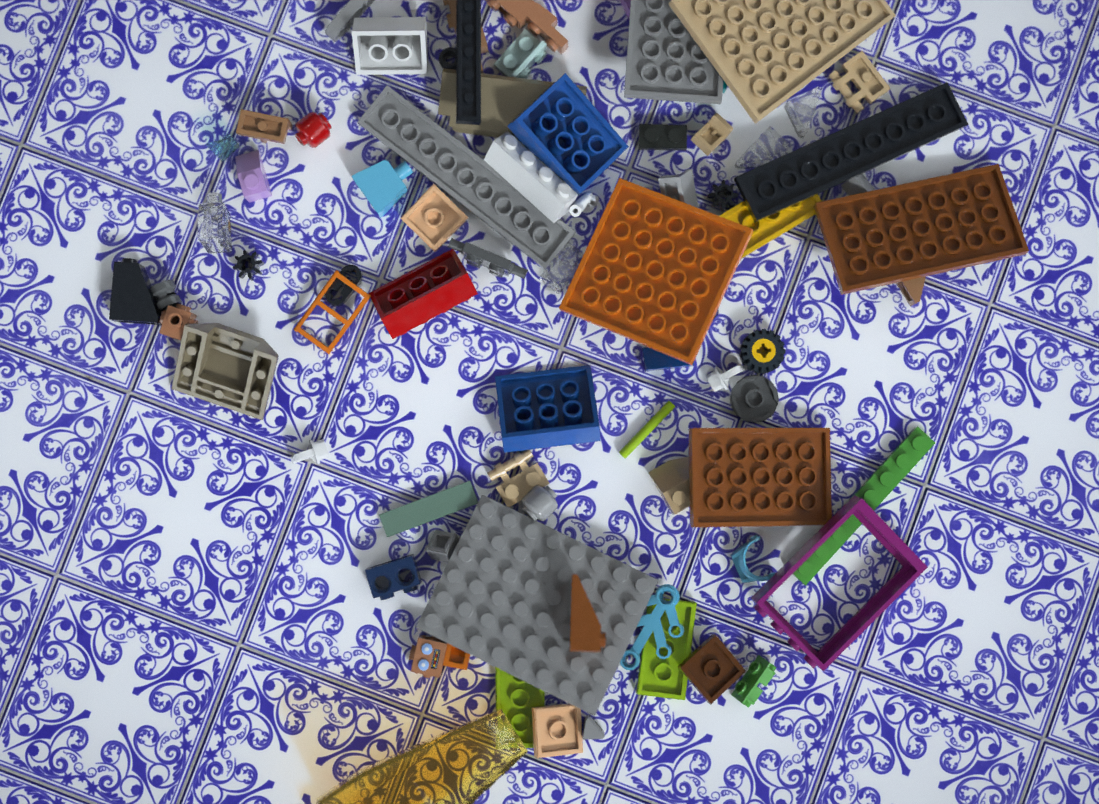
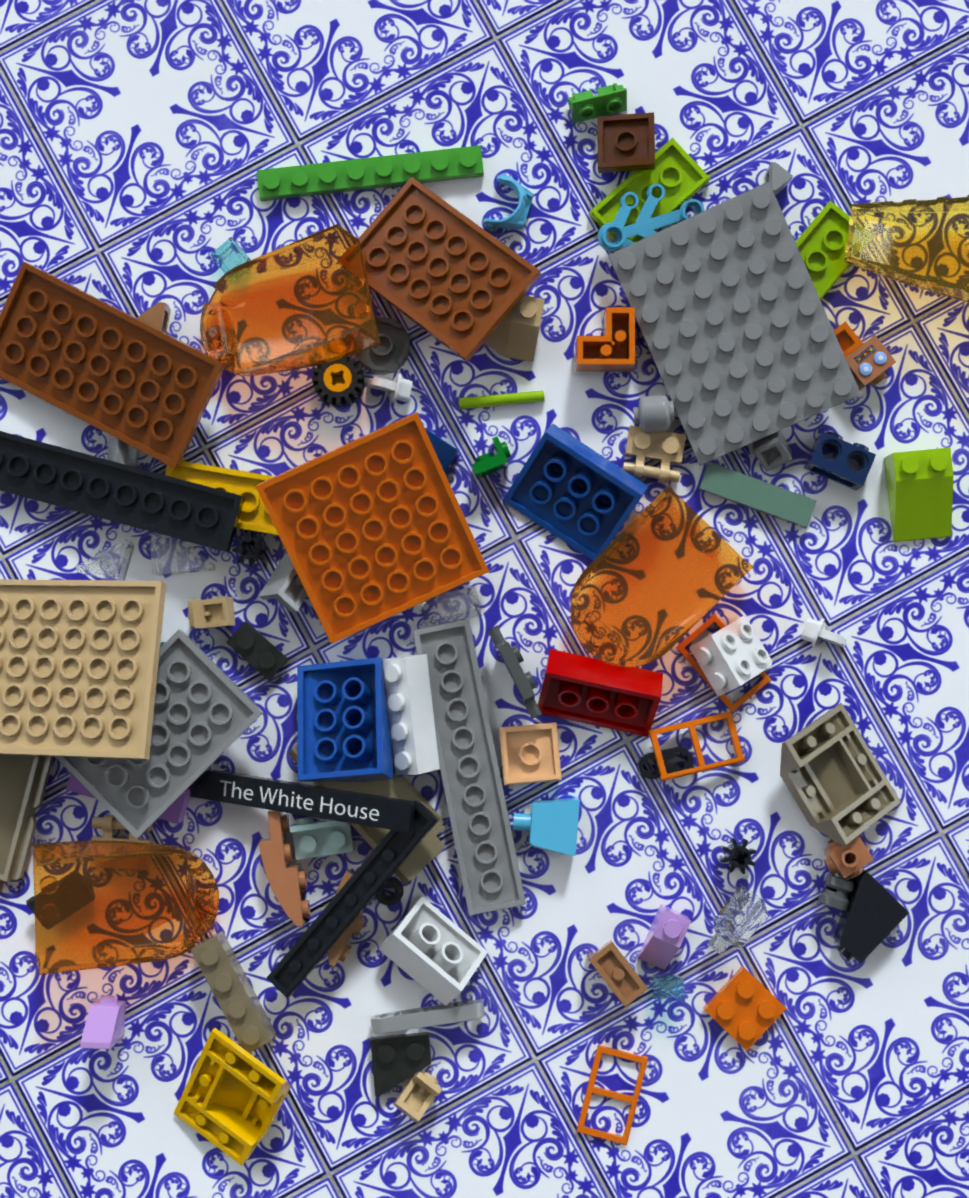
camera: 135 degrees left, 0 degrees up
(164, 175) = (744, 1008): none -> orange plate
(202, 54) = (611, 1094): none -> orange window
(313, 129) = (573, 932): red head -> none
(322, 599) = (920, 493): none -> lime slope
(357, 389) = (731, 656): none -> white bracket
(362, 363) = (681, 647): none -> orange window
(446, 391) = (653, 584): none -> clear orange windscreen
(550, 66) = (305, 800): none -> black tile
(557, 730) = (810, 204): light nougat plate -> none
(581, 203) = (389, 651): white arm -> none
(584, 624) = (713, 263): dark orange slope -> none
(601, 523) = (614, 349): none -> orange brick
(619, 379) = (488, 464): none -> green bracket
(831, 369) = (292, 307): none -> clear orange windscreen
(865, 78) = (26, 546): tan plate -> none
(900, 370) = (229, 255): none -> clear light blue slope
(911, 570) = (451, 74): magenta window -> none

